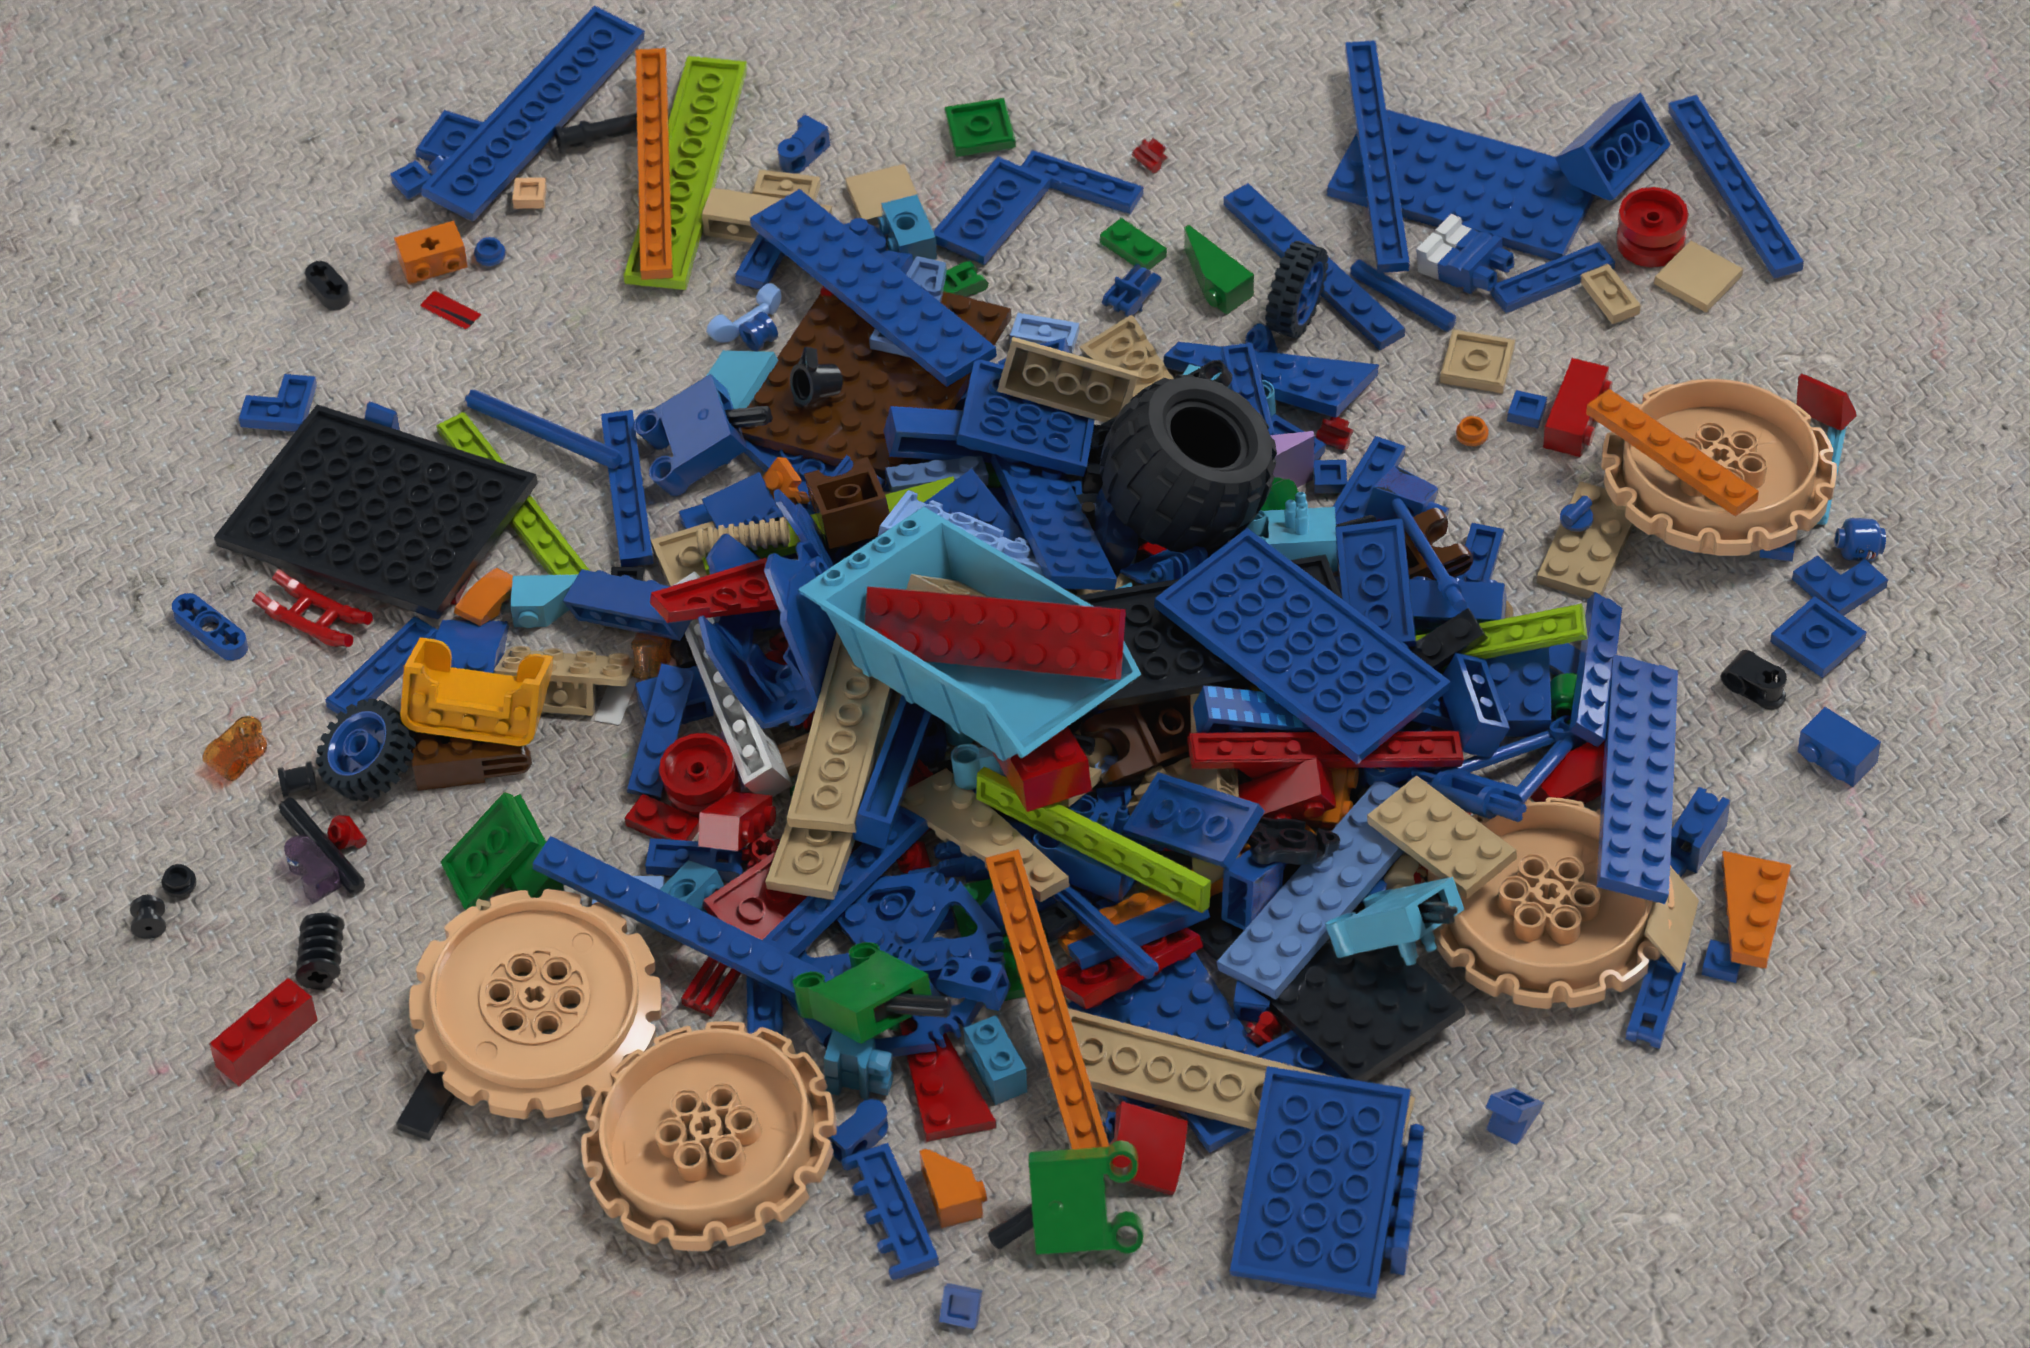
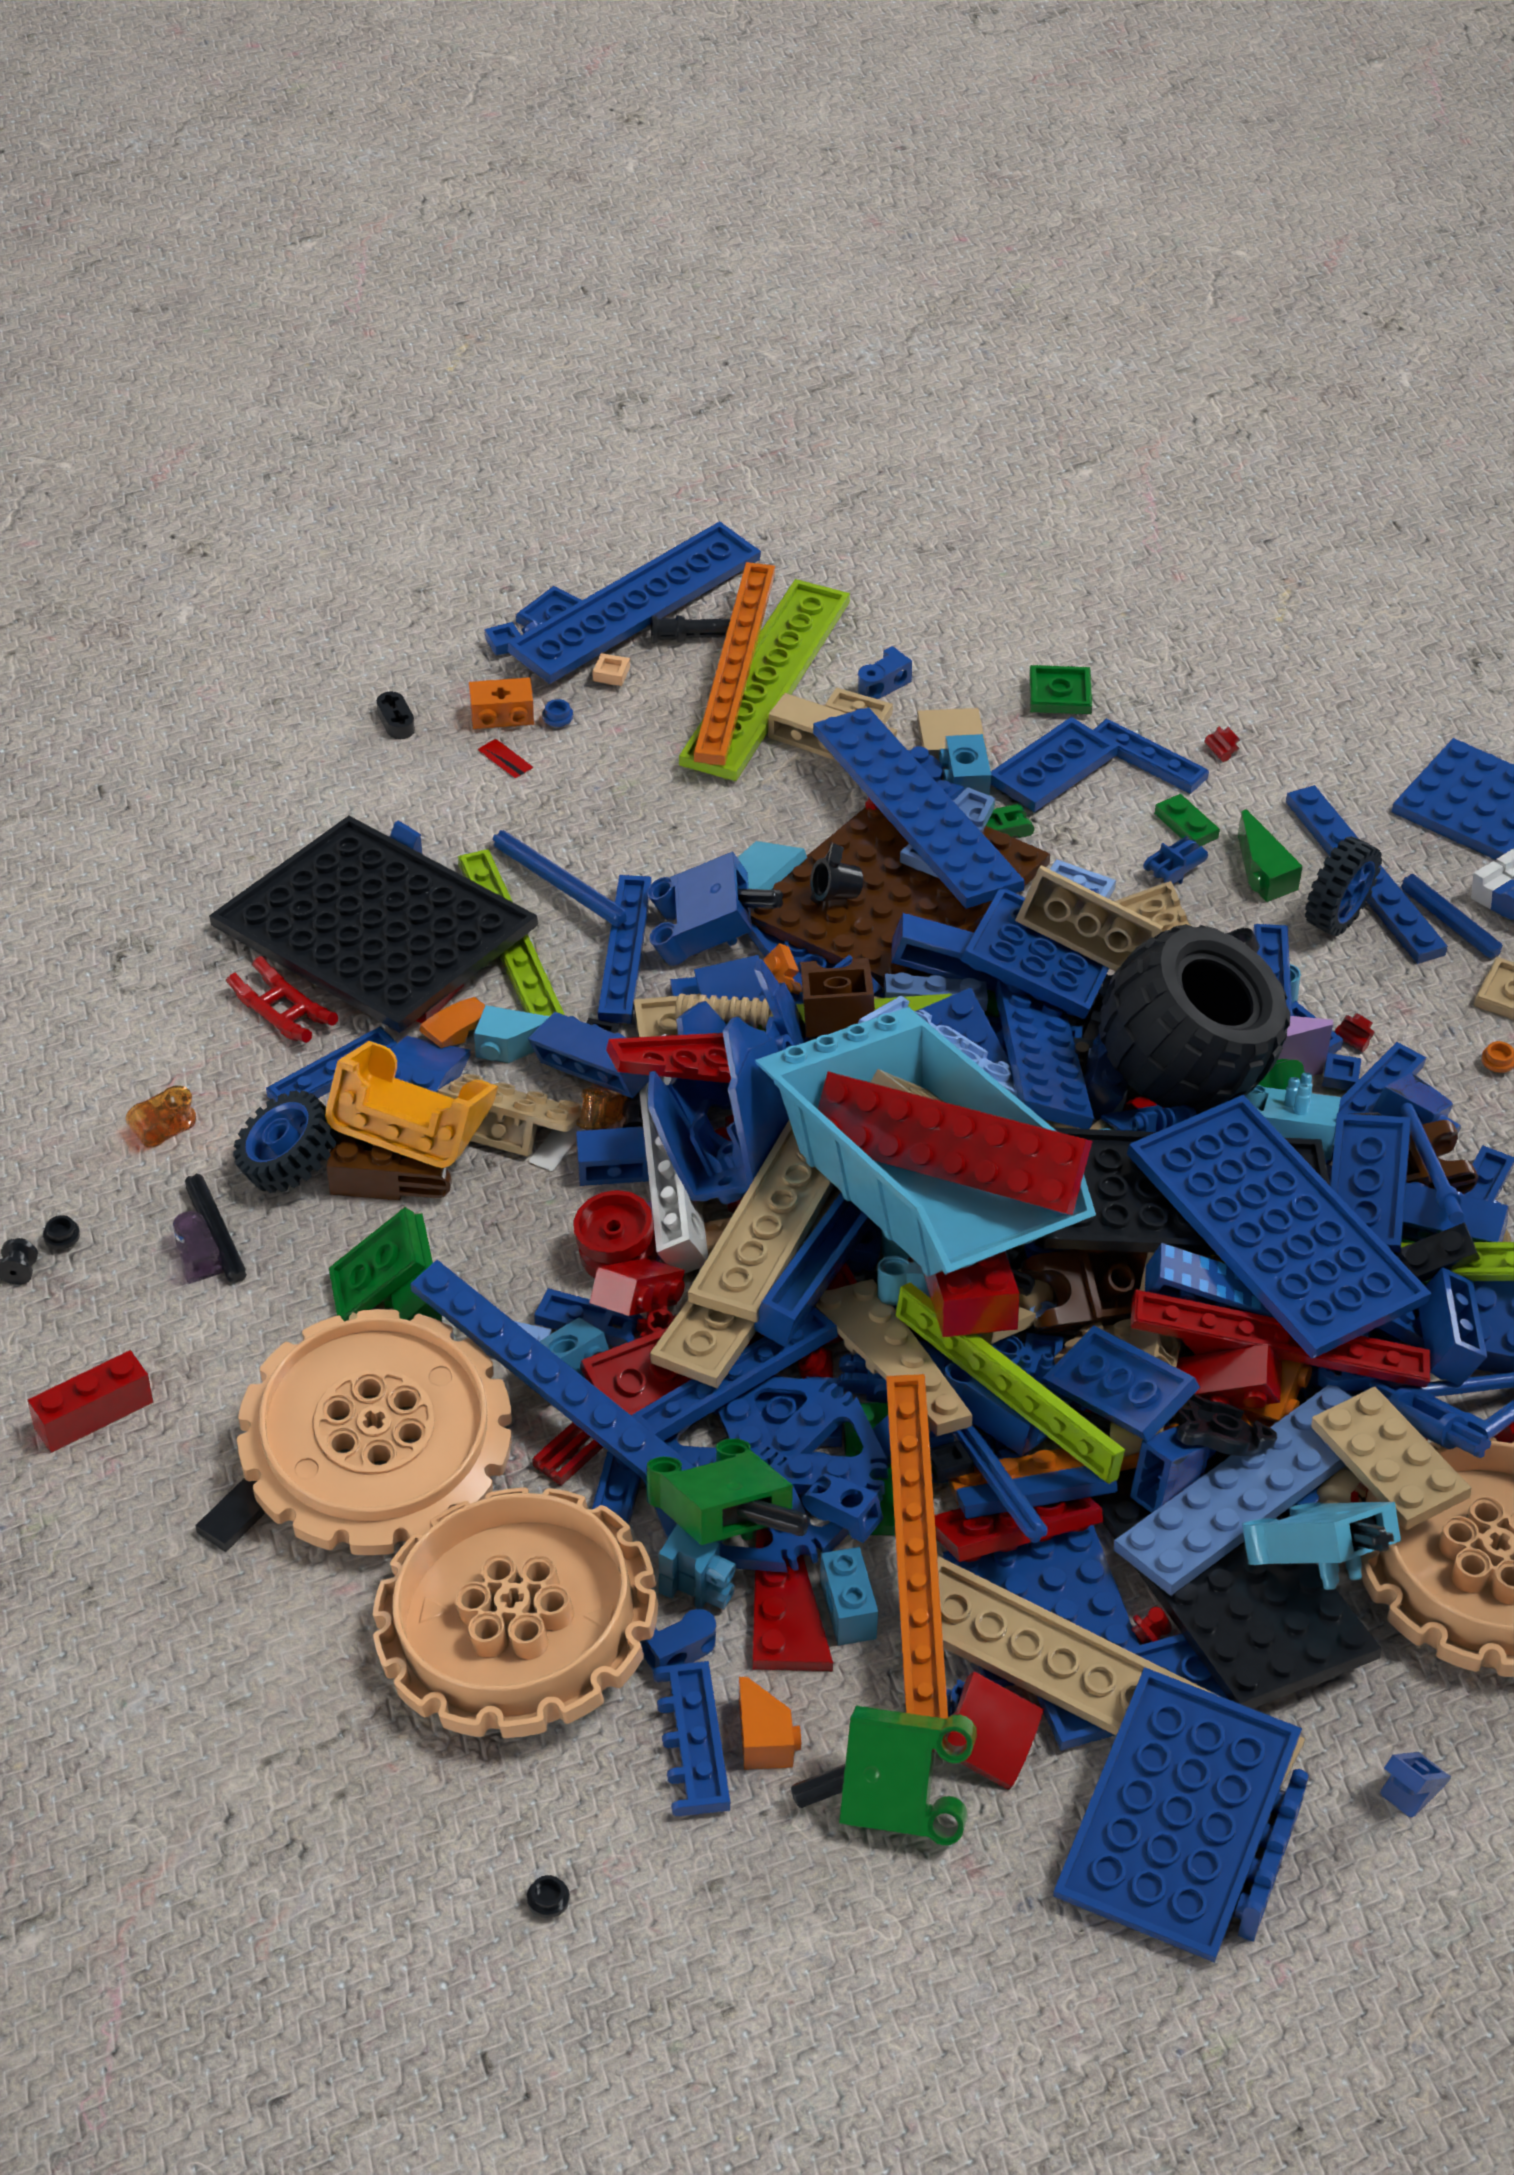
camera: 10 degrees right, 5 degrees down
(213, 639) = (178, 1009): blue beam -> none
(281, 412) = (316, 816): blue plate -> none
(297, 779) = (212, 1157): black bush -> none
(319, 950) = (175, 1330): black piece -> none
(345, 833) = (242, 1219): red plate -> none
(660, 729) = (589, 1178): blue plate -> none
(661, 820) = (562, 1272): red plate -> none
(724, 330) = (763, 824): light blue bar -> none
(758, 331) = (795, 829): blue wheel -> none
(759, 264) = (813, 770): blue plate -> none
(961, 1305) = (741, 1863): blue plate -> none
(1249, 1003) = (1140, 1594): blue slope -> none
(1262, 339) = (1299, 931): blue plate -> none
(1299, 380) = (1334, 976): blue wing -> none
(1377, 157) = (1449, 784): blue plate -> none

